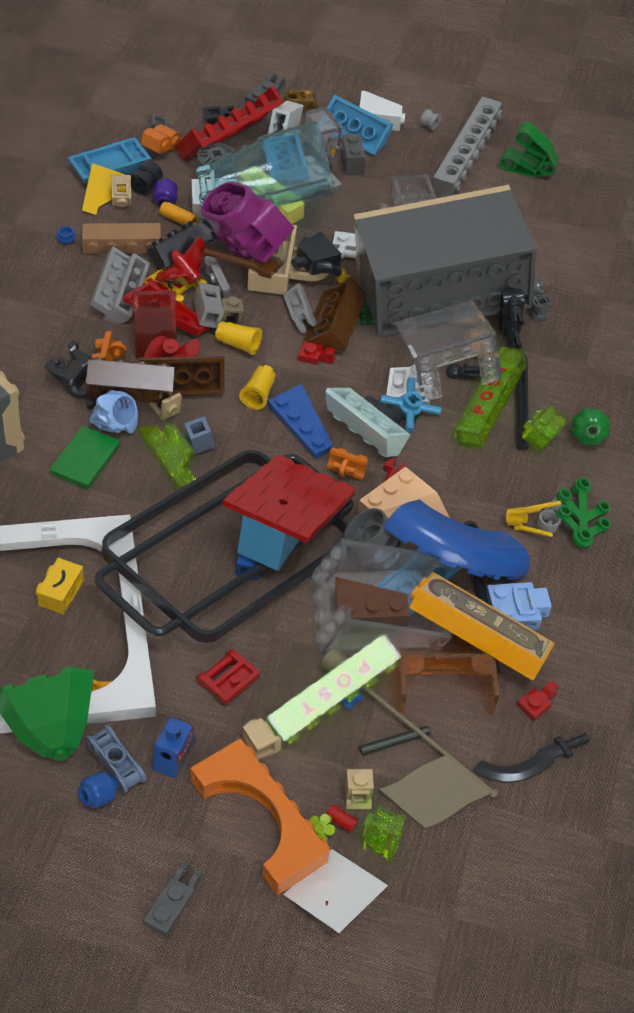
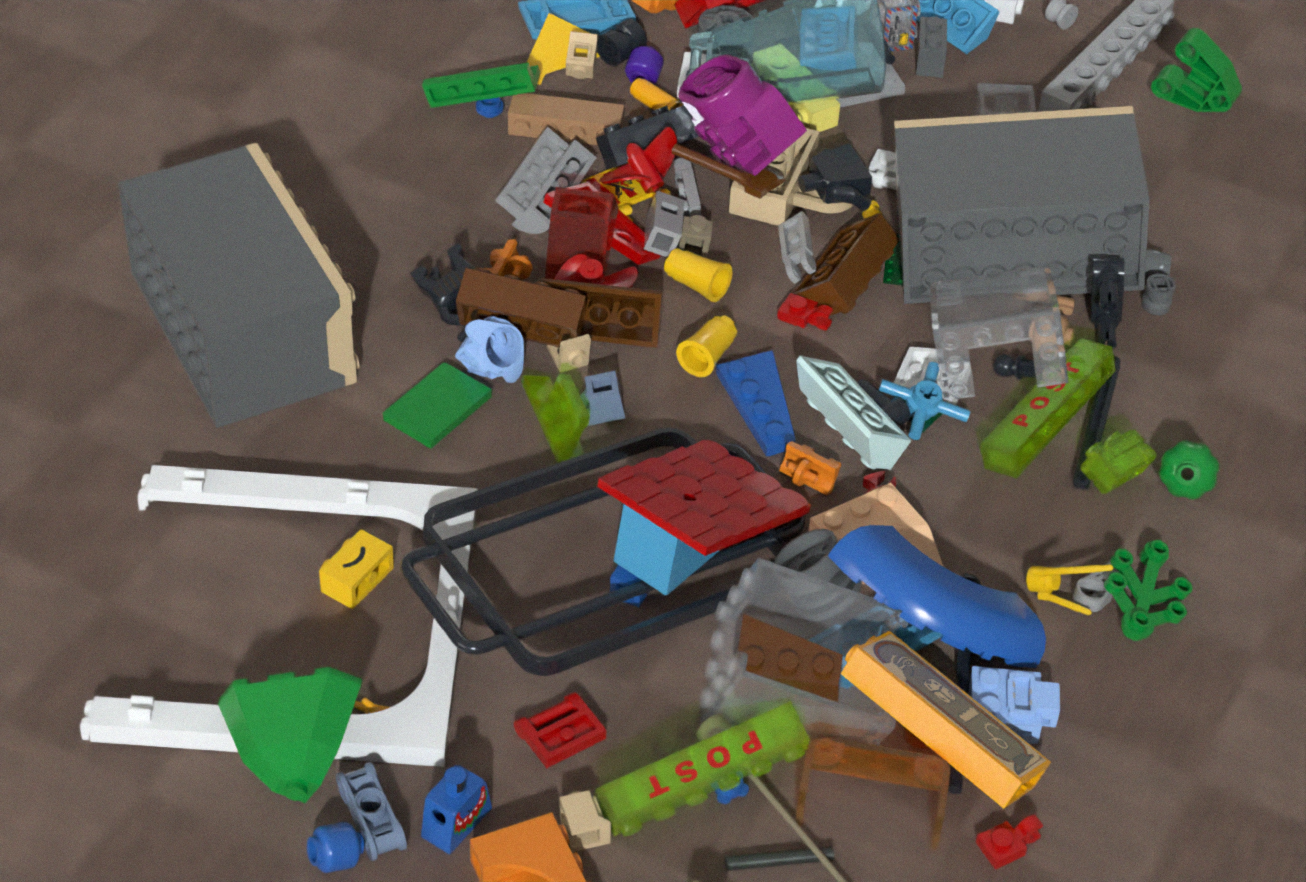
camera: 15 degrees right, 5 degrees down
(58, 221) = (481, 84): none -> green fence

